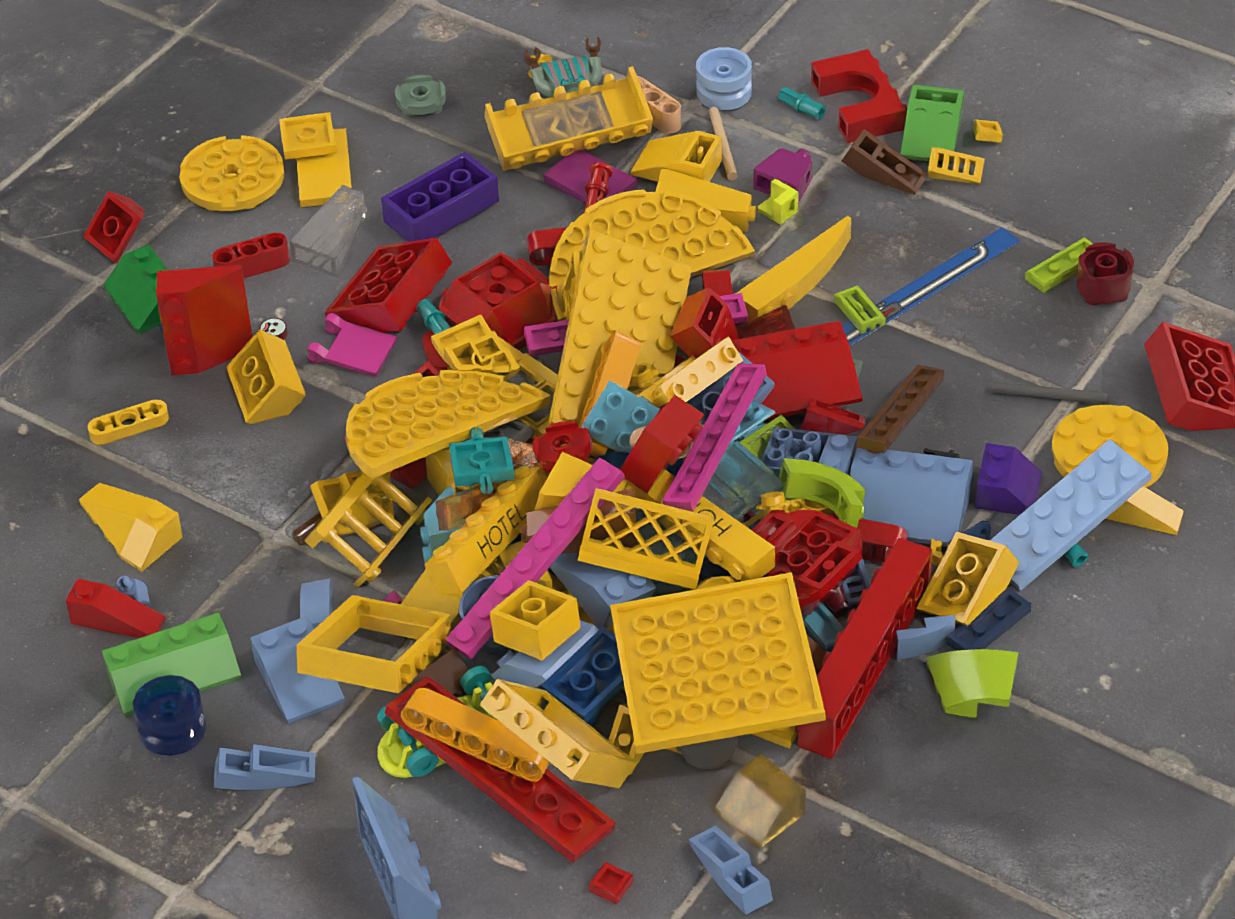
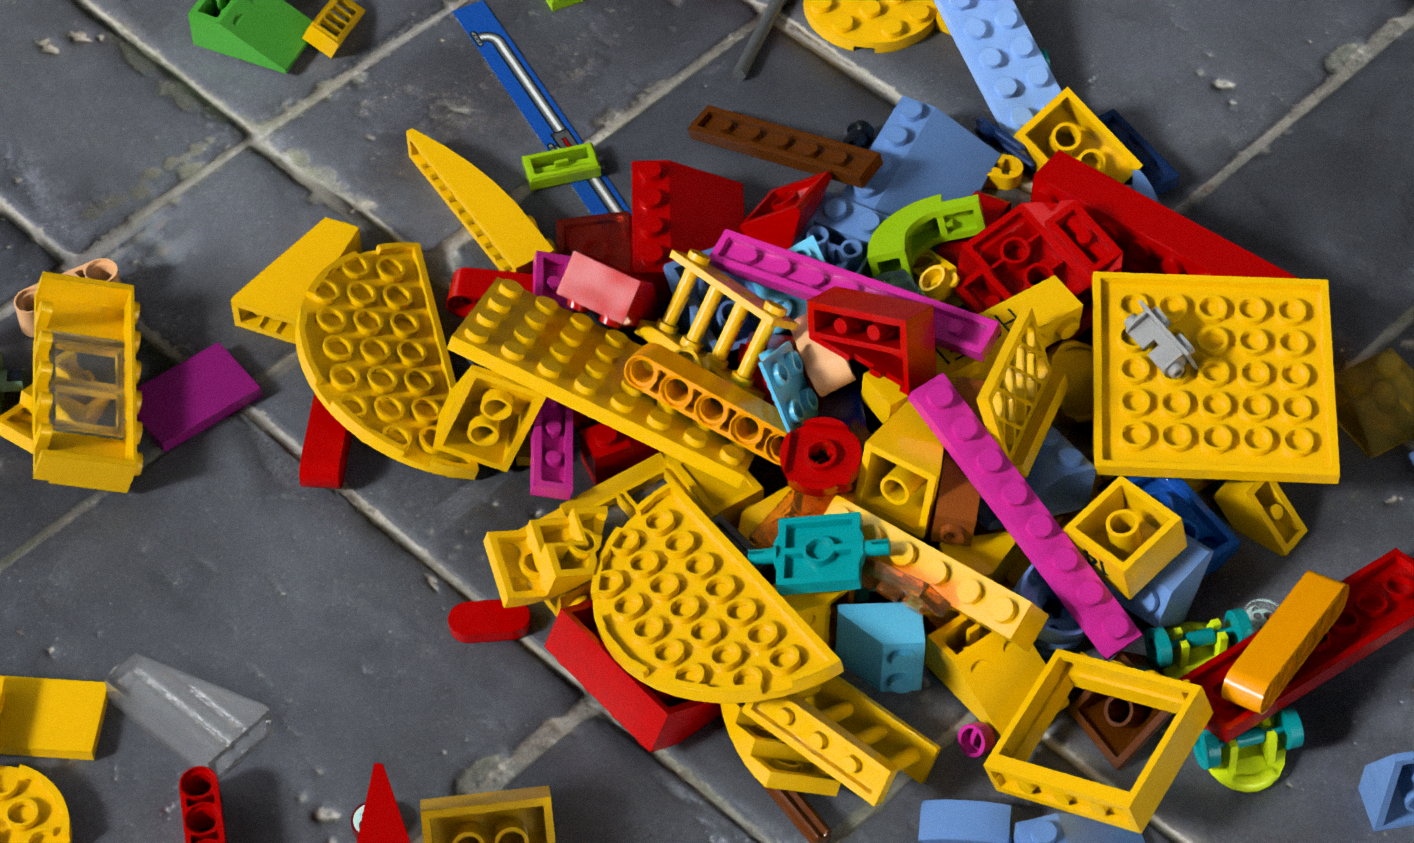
camera: 80 degrees left, 5 degrees up
(354, 347) = (447, 719): dark pink flag -> none
(392, 285) = (334, 660): red slope -> none
(433, 318) = (440, 608): teal axle -> none
(440, 199) = (182, 565): dark purple brick -> none
(505, 293) = (416, 534): red piece -> none
(558, 734) = (1337, 542): yellow window -> none
(597, 185) = (240, 381): red pin -> none
(688, 153) = (200, 282): yellow slope -> none
(724, 78) = (61, 206): light blue wheel -> none
(726, 153) = (176, 242): tan bar -> none
(728, 616) = (1171, 351): none -> light grey hinge
(781, 204) = (331, 198): neon yellow panel -> none
(787, 167) = (283, 184): magenta torso -> none
(802, 103) = (135, 145): teal axle -> none
(861, 73) = (111, 70): red arch -> none
(883, 164) = (299, 88): reddish brown slope -> none
(973, 678) = (1224, 179): lime slope -> none
(1006, 480) = (892, 81): dark purple slope -> none

